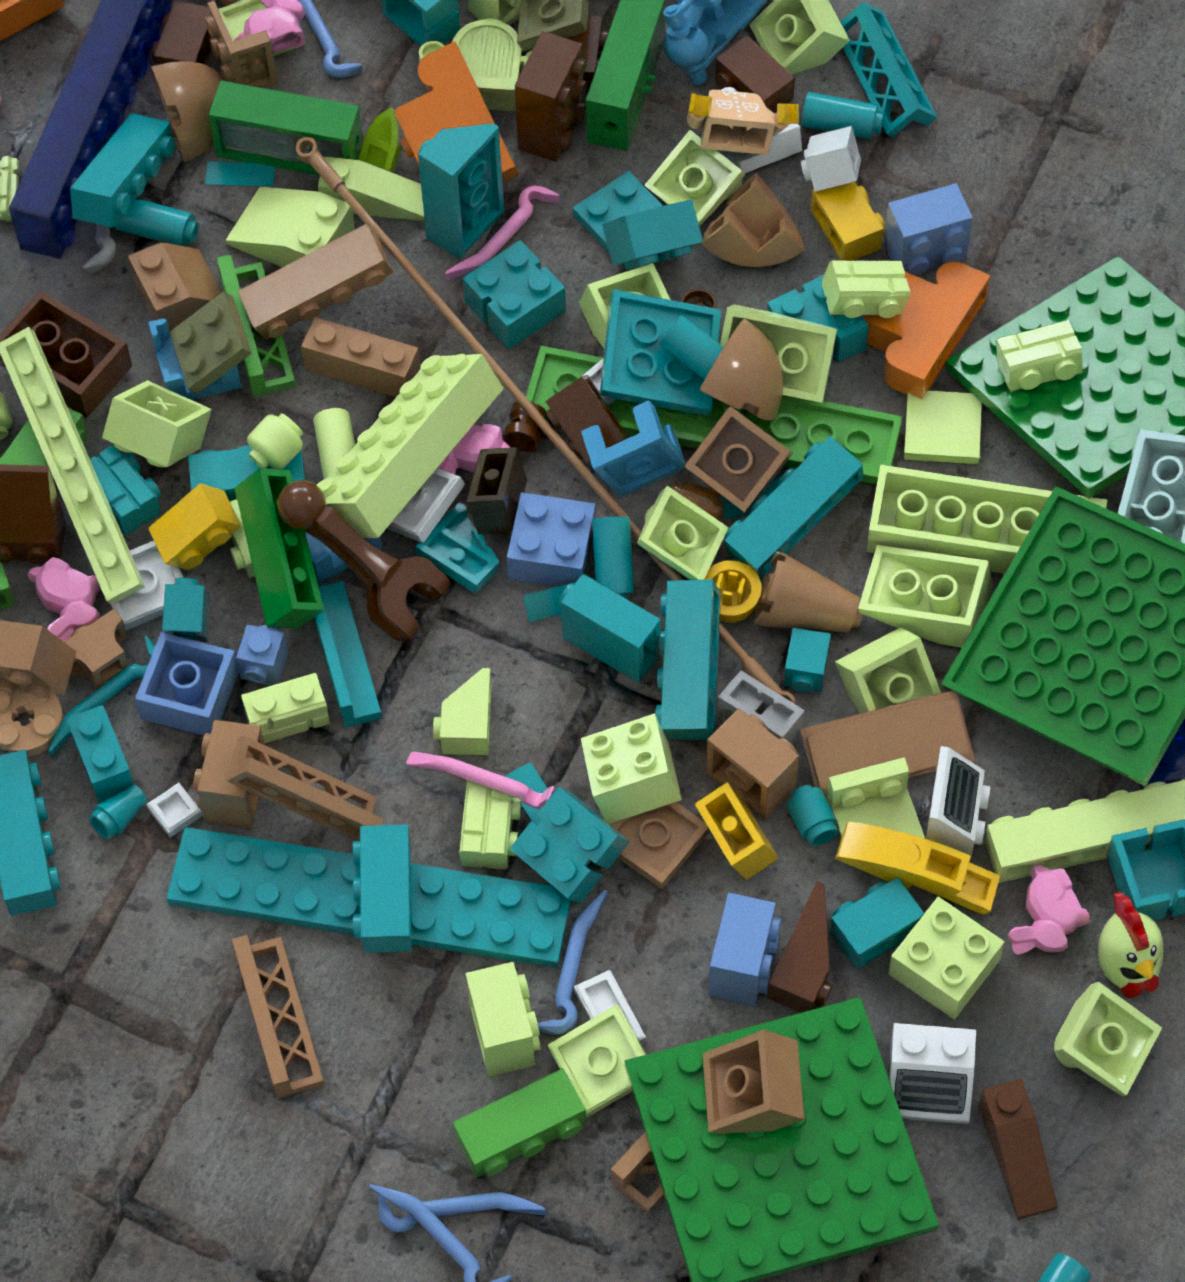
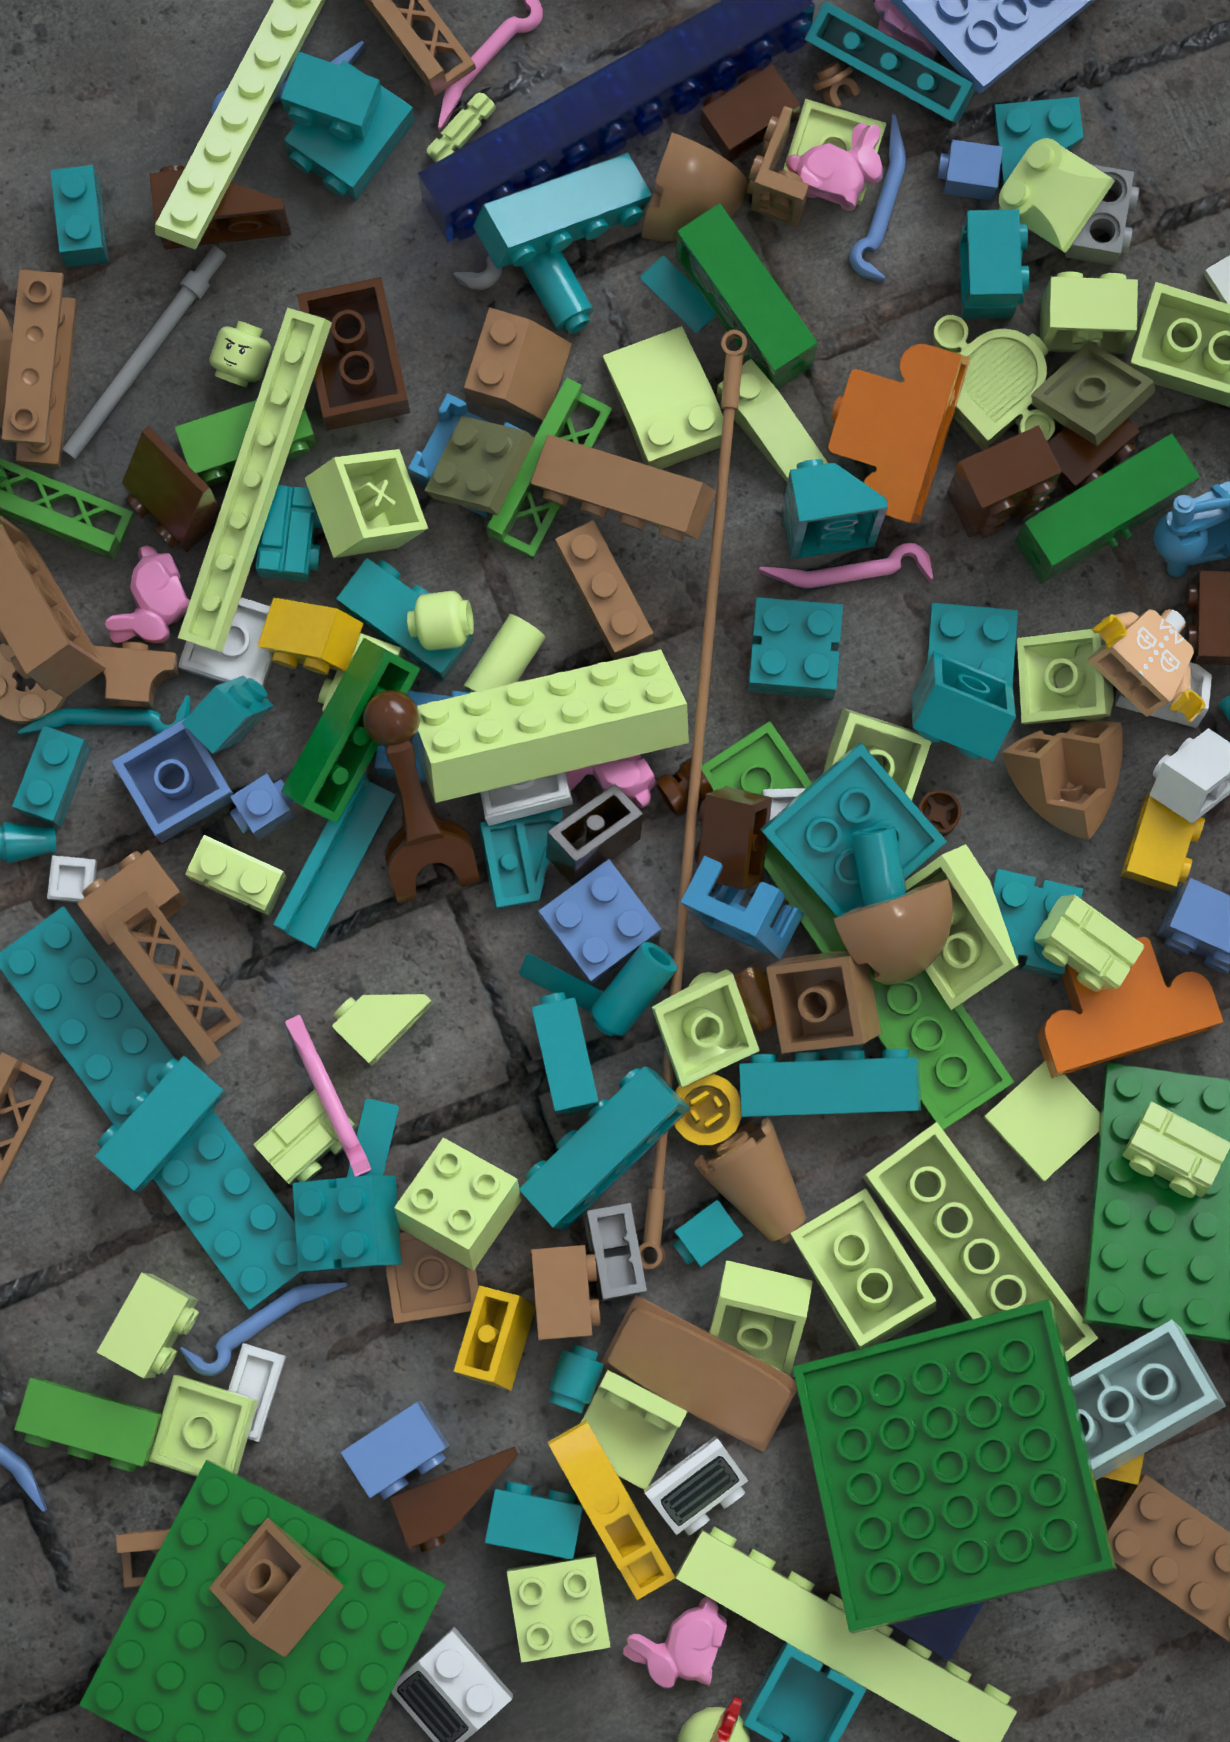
camera: 40 degrees right, 20 degrees up
(381, 142) = (815, 389): lime plate -> none

